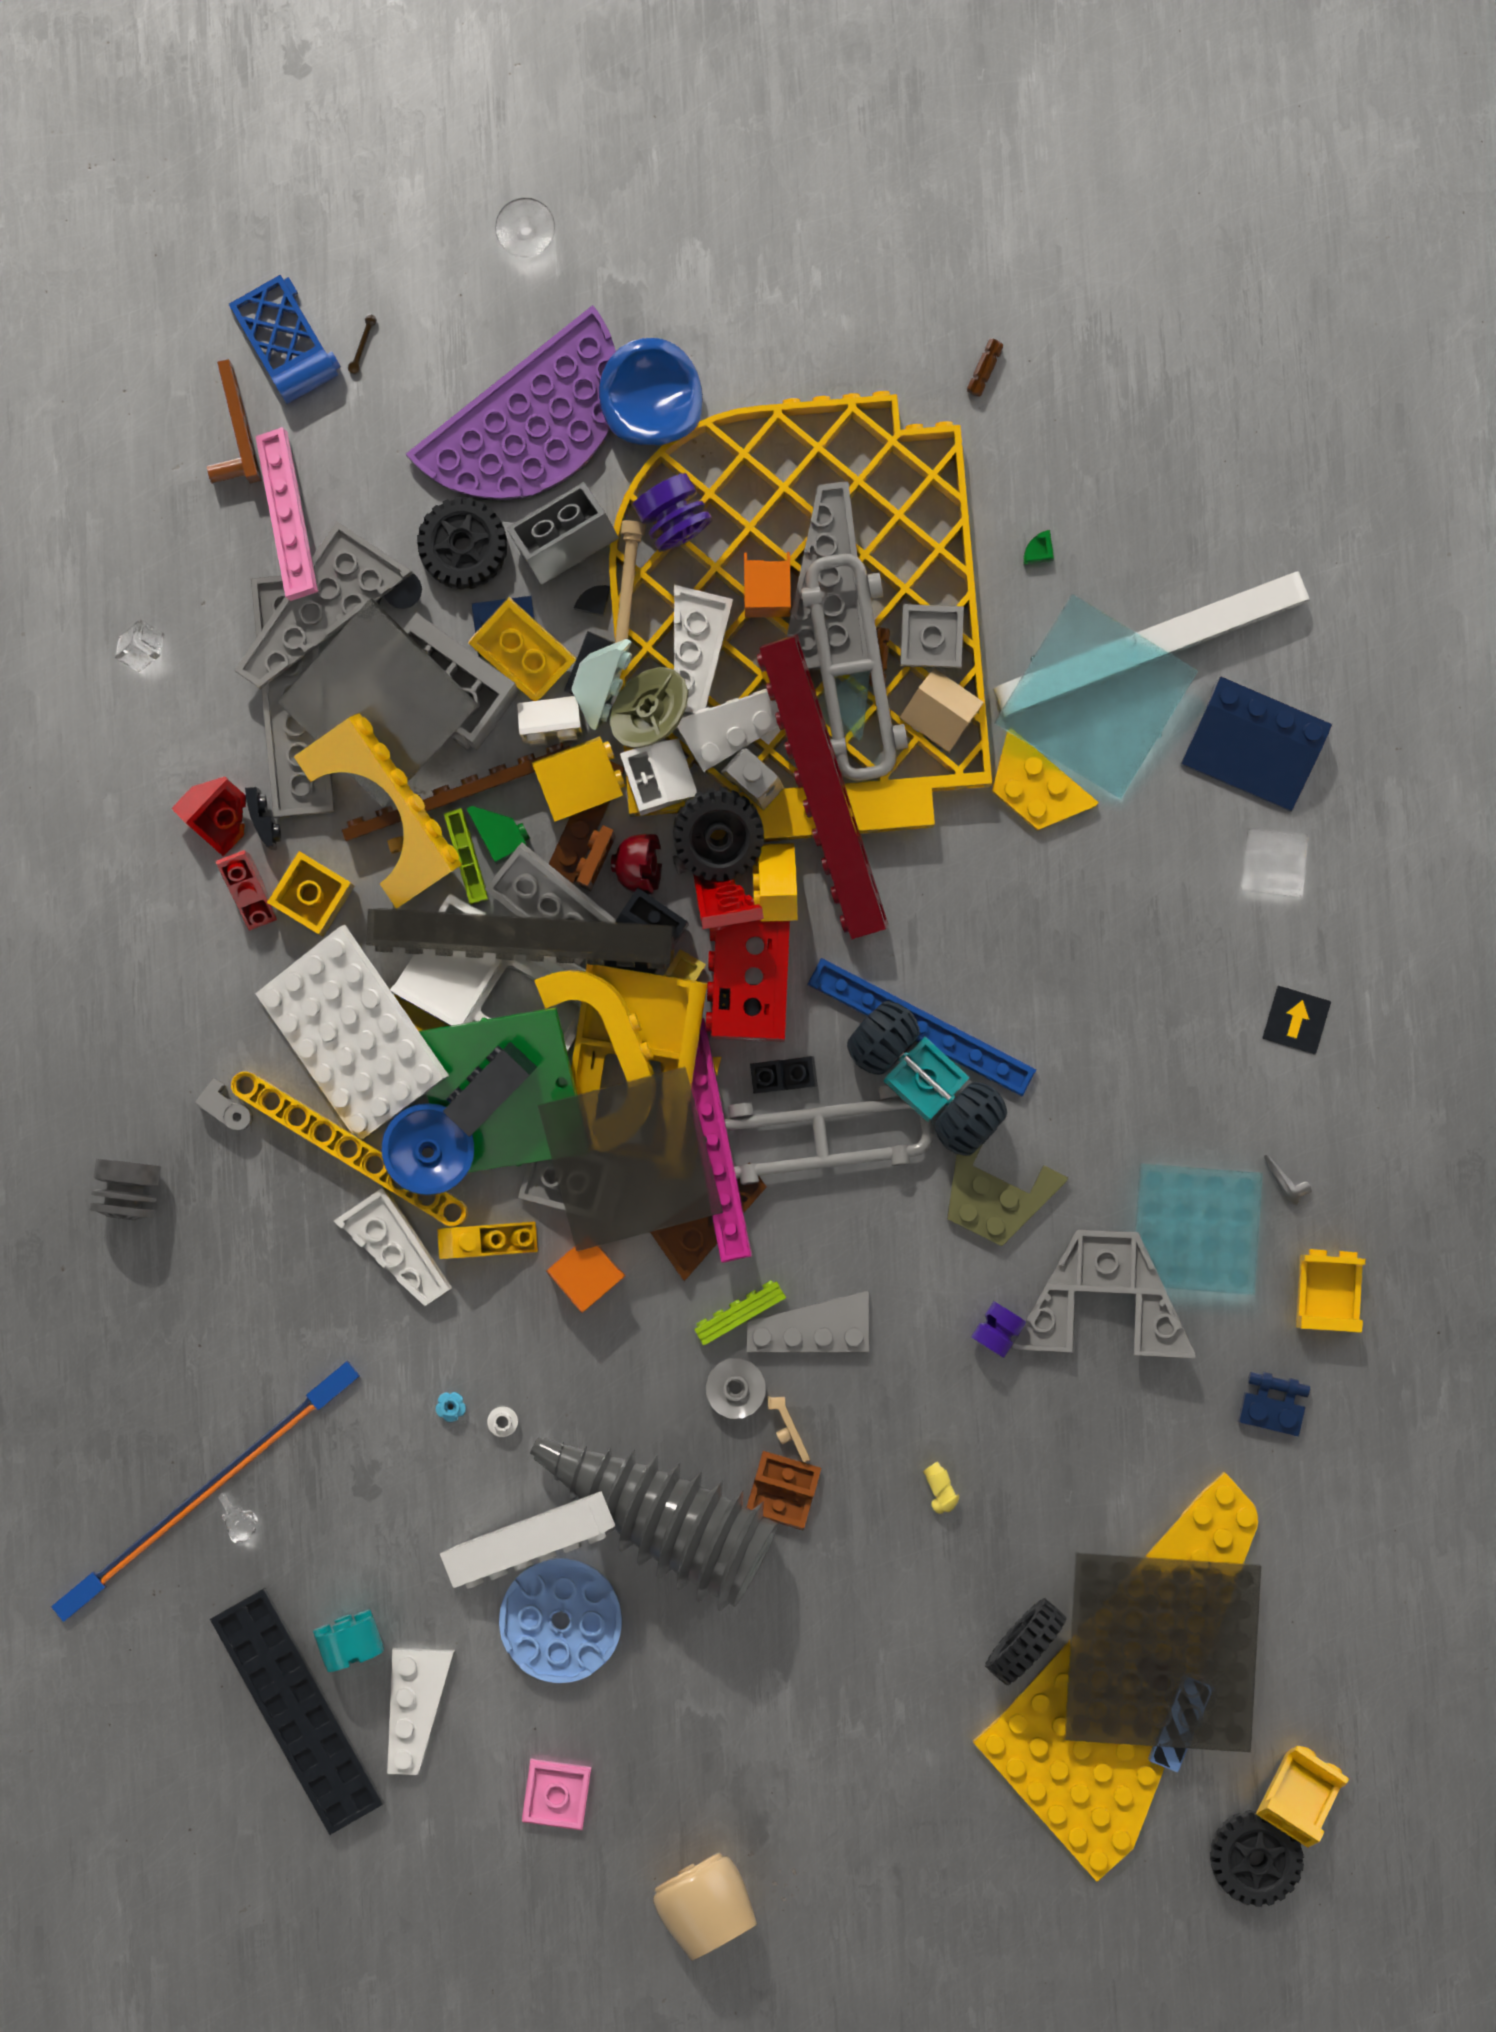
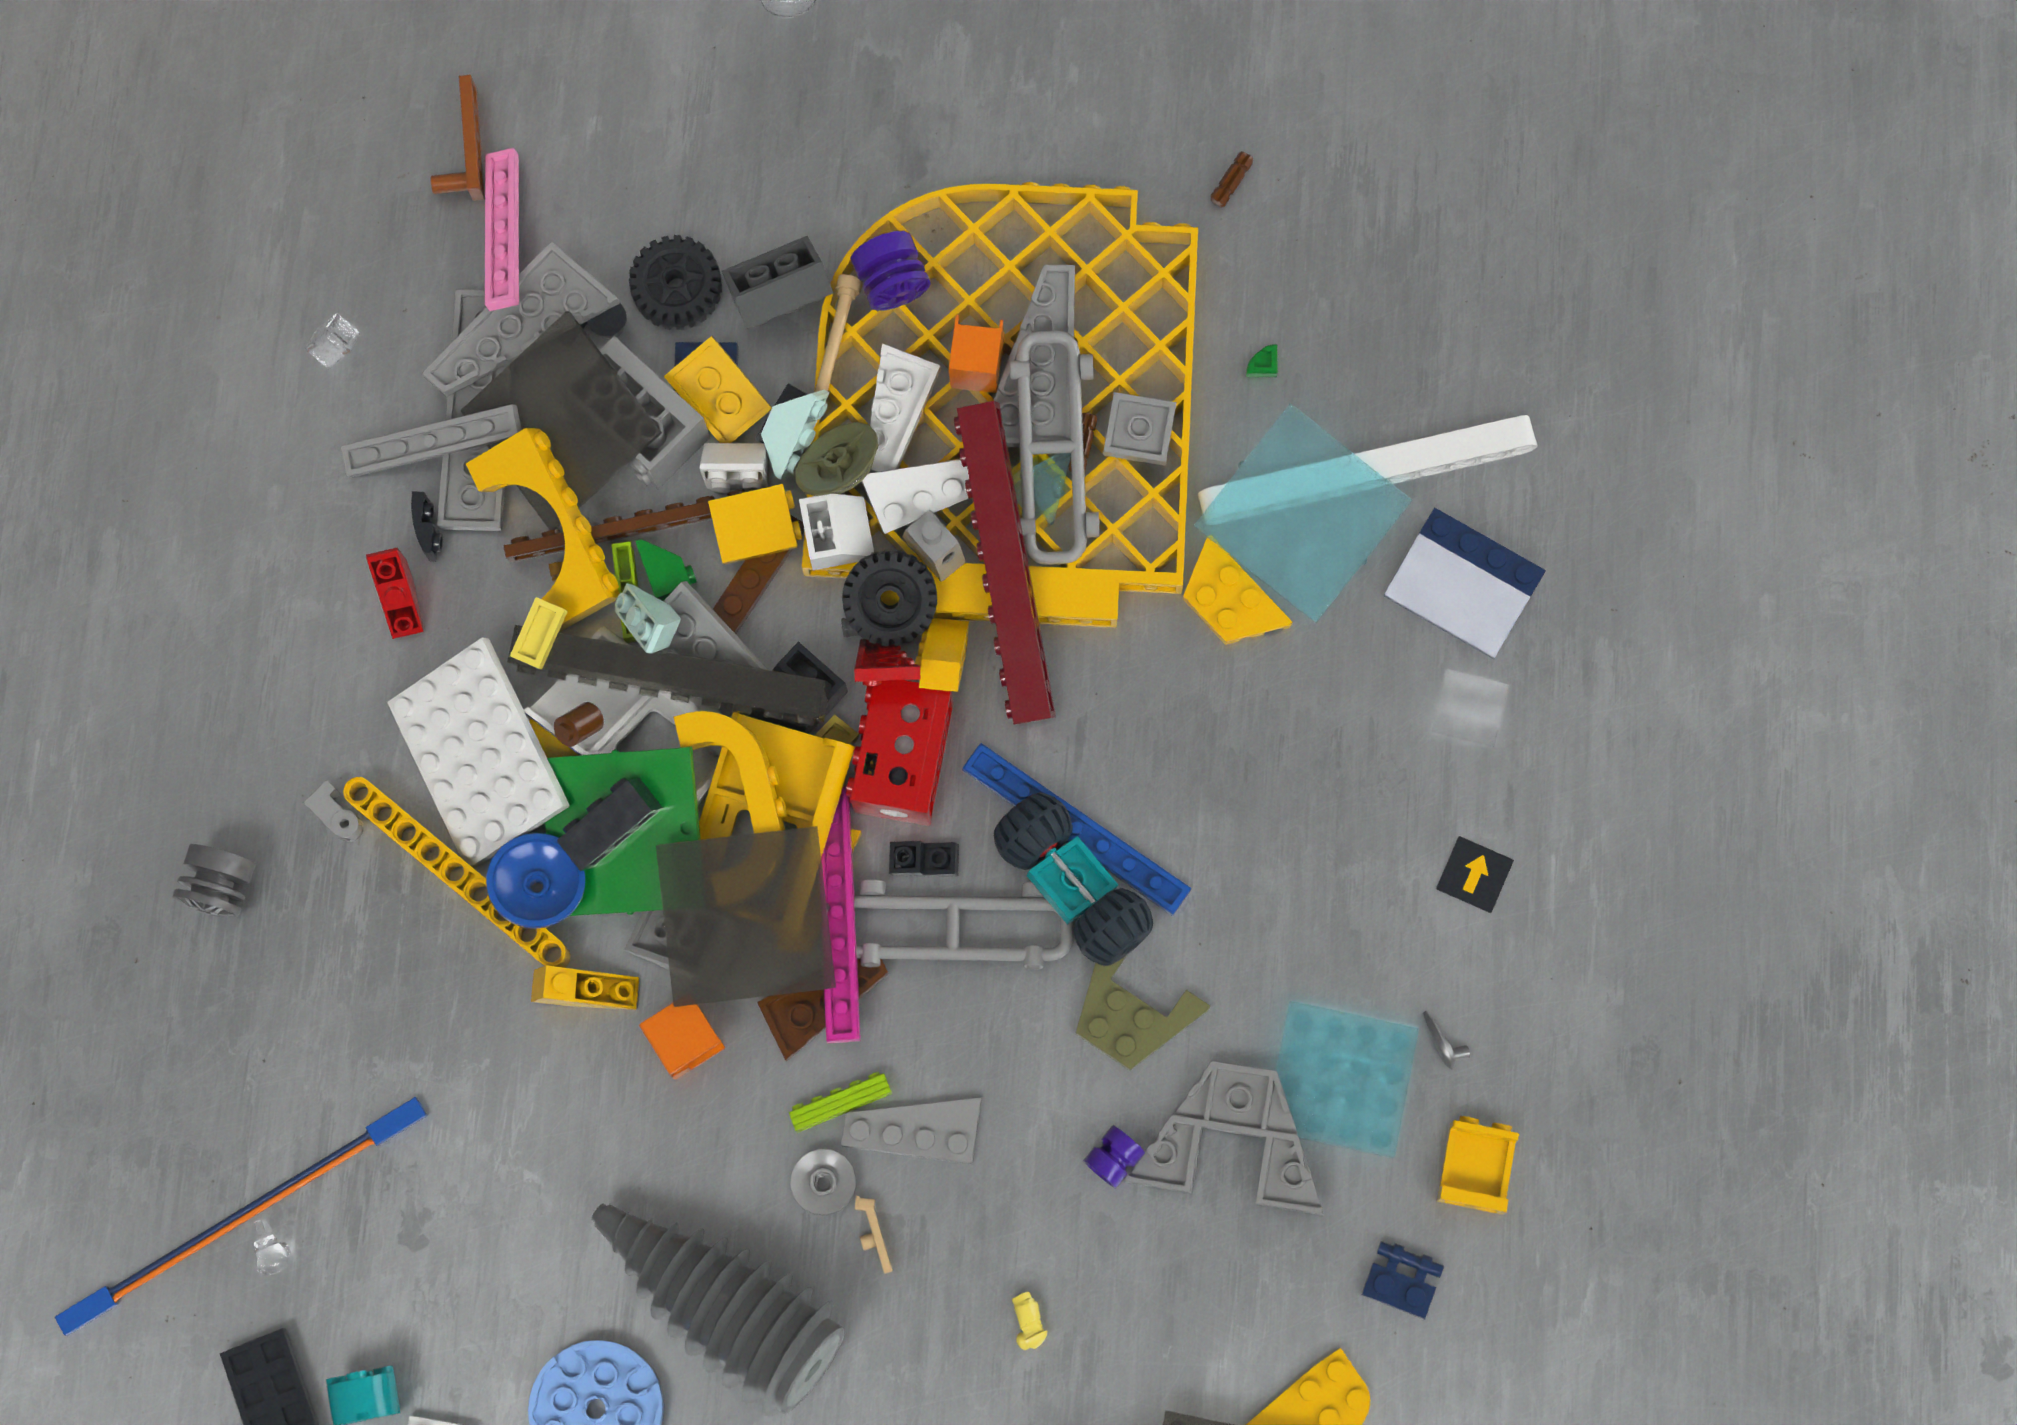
camera: 10 degrees right, 10 degrees down
(214, 812) = (377, 512): red slope -> none
(255, 736) = (431, 441): none -> light grey plate
(298, 374) = (548, 96): blue piece -> none
(311, 893) = (461, 606): yellow brick -> none
(353, 367) = (595, 101): dark brown hinge -> none
(390, 1238) = (483, 974): white wing -> none
(392, 915) = (538, 633): none -> light yellow tile
(444, 997) = (578, 724): none -> reddish brown brick
(458, 1406) = (524, 1165): medium azure plate -> none
(492, 885) = (647, 618): none -> light aqua slope
(512, 1421) = (578, 1189): white plate -> none
(527, 1540) = (572, 1309): white brick -> none
(528, 425) = (765, 175): medium lavender plate -> none
(589, 868) = (755, 615): dark orange plate -> none
(593, 600) = (800, 355): black tile -> none
(637, 863) = (803, 619): dark red cylinder -> none
(650, 392) = (888, 156): blue piece -> none
(785, 1488) = (861, 1299): dark orange slope -> none
(941, 709) = (1139, 503): tan slope -> none

